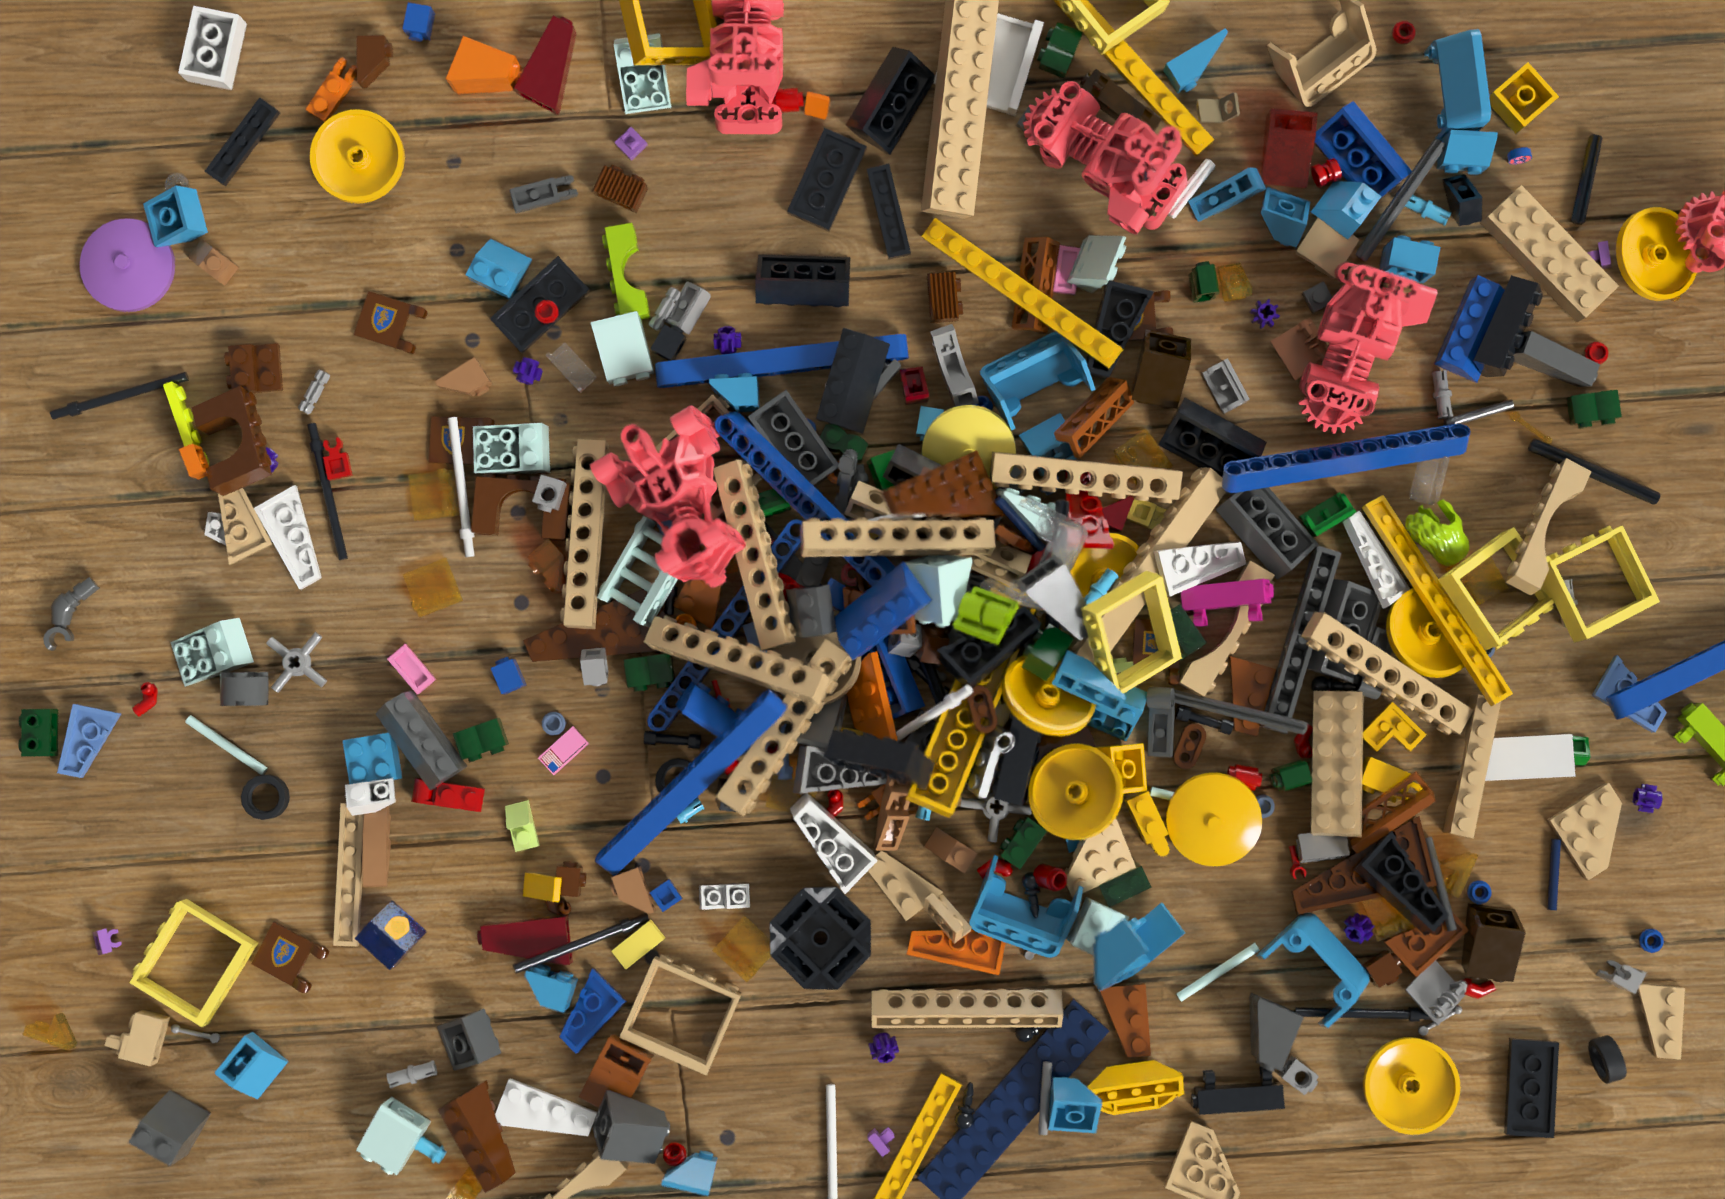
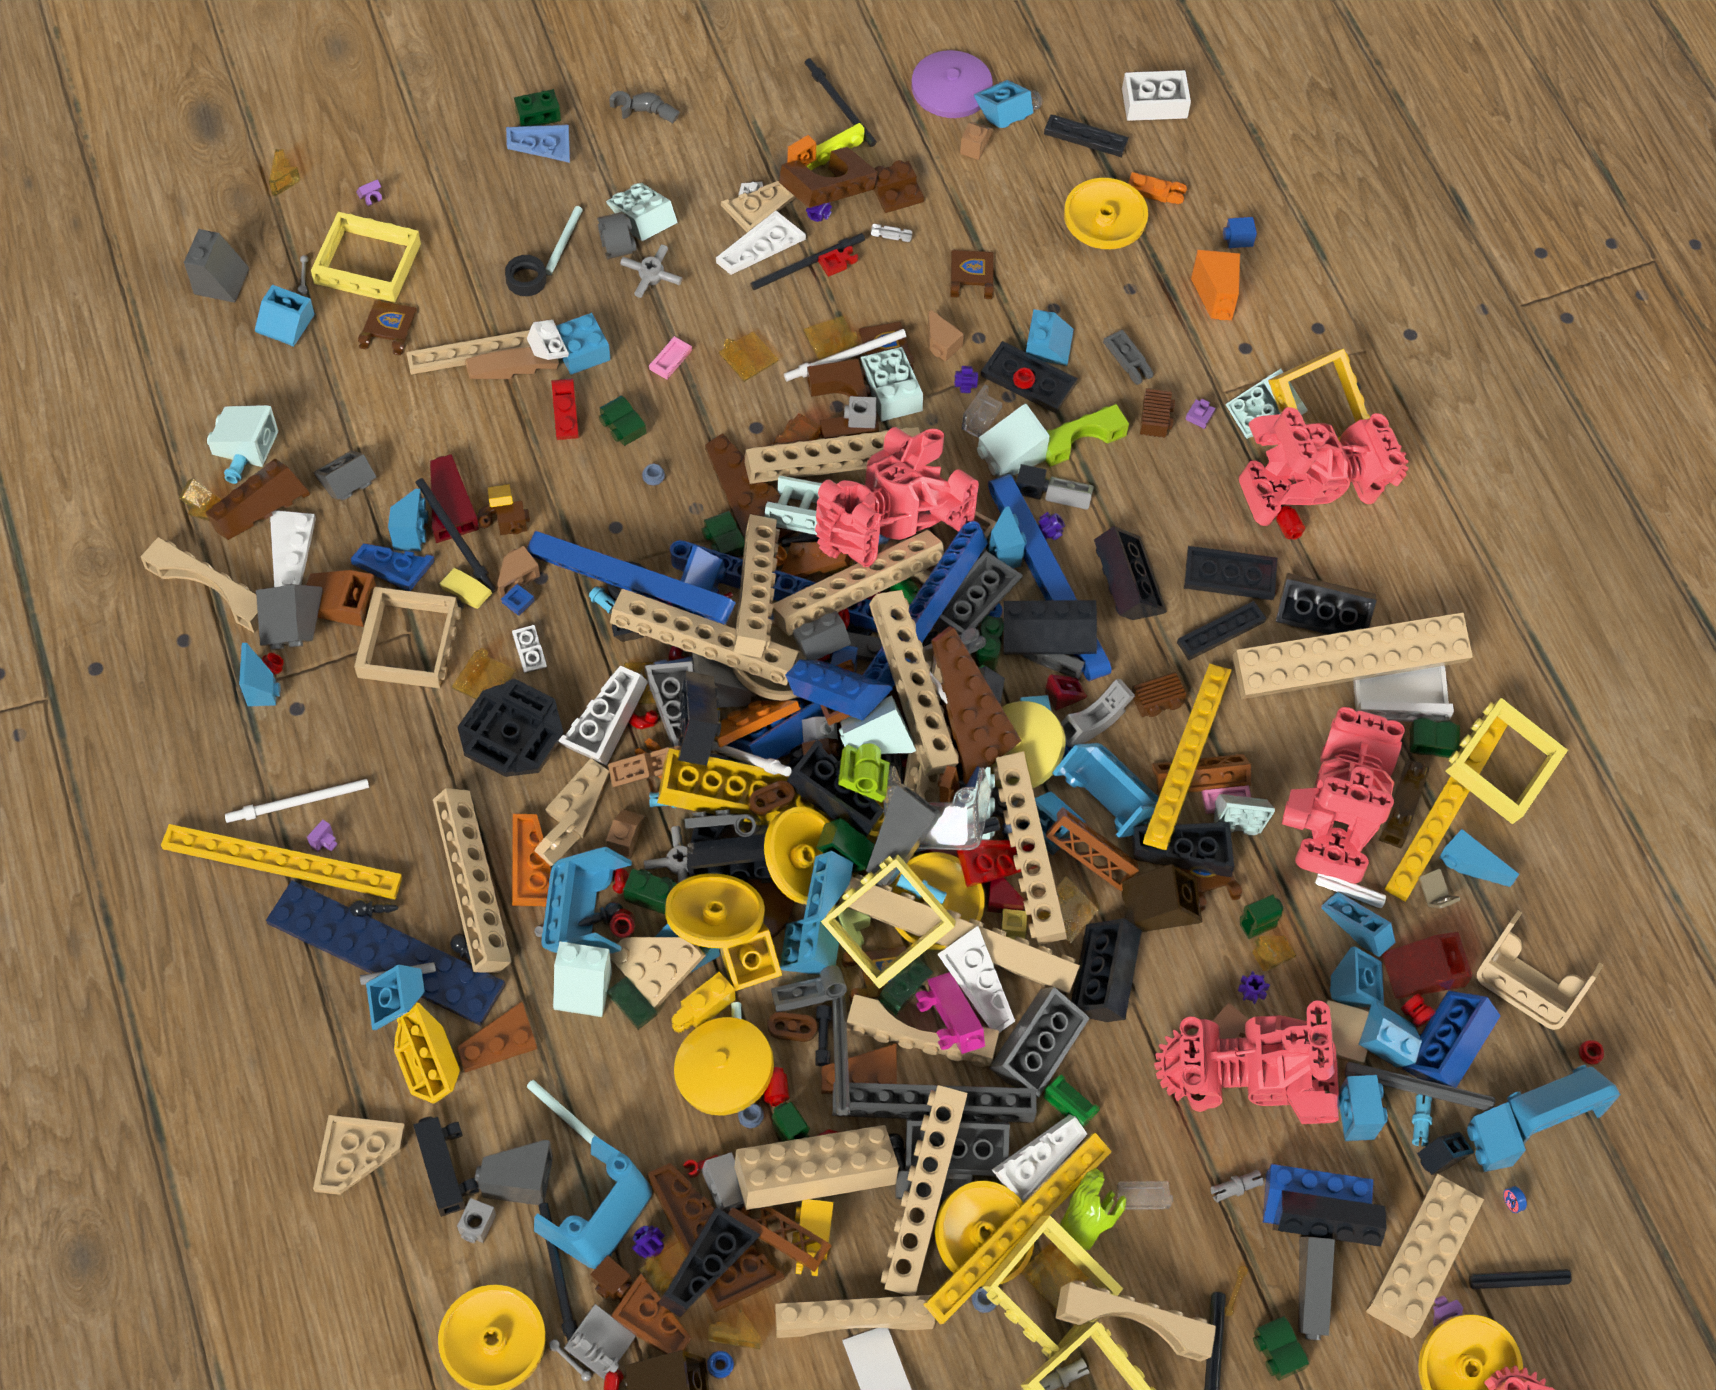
camera: 70 degrees right, 25 degrees down
(144, 1040) = (290, 236): tan hinge -> none
(149, 699) = (587, 178): red arm -> none
(372, 58) = (1193, 207): reddish brown slope -> none
(390, 935) = (425, 393): clear blue slope -> none
(411, 1074) = (302, 438): light grey pin -> none
(420, 739) = (611, 371): dark grey slope -> none
(508, 675) = (686, 428): blue brick -> none
(521, 825) = (551, 473): yellowish green slope -> none
(548, 67) = (1243, 334): dark red slope -> none
(563, 750) = (630, 489): bright pink tile -> none
(594, 666) = (714, 490): light grey brick -> none
(664, 308) = (1063, 473): light grey axle -> none
(692, 741) = (663, 557): black bar -> none
(817, 105) = (1296, 549): orange slope -> none
(883, 1047) = (415, 816): dark purple gear -> none
(1133, 945) = (561, 1007): dark azure windscreen -> none
(1225, 386) = (1167, 970): light grey hinge -> none
(1345, 458) = (1137, 1098): blue beam -> none
(1394, 723) = (875, 1225): yellow plate -> none
(1441, 889) = (717, 1316): dark grey bar -> none
(1480, 413) = (1231, 1231): flat silver bar -> none
(1522, 98) = (1574, 1181): yellow brick -> none
(1596, 352) = (1340, 1338): red plate -> none

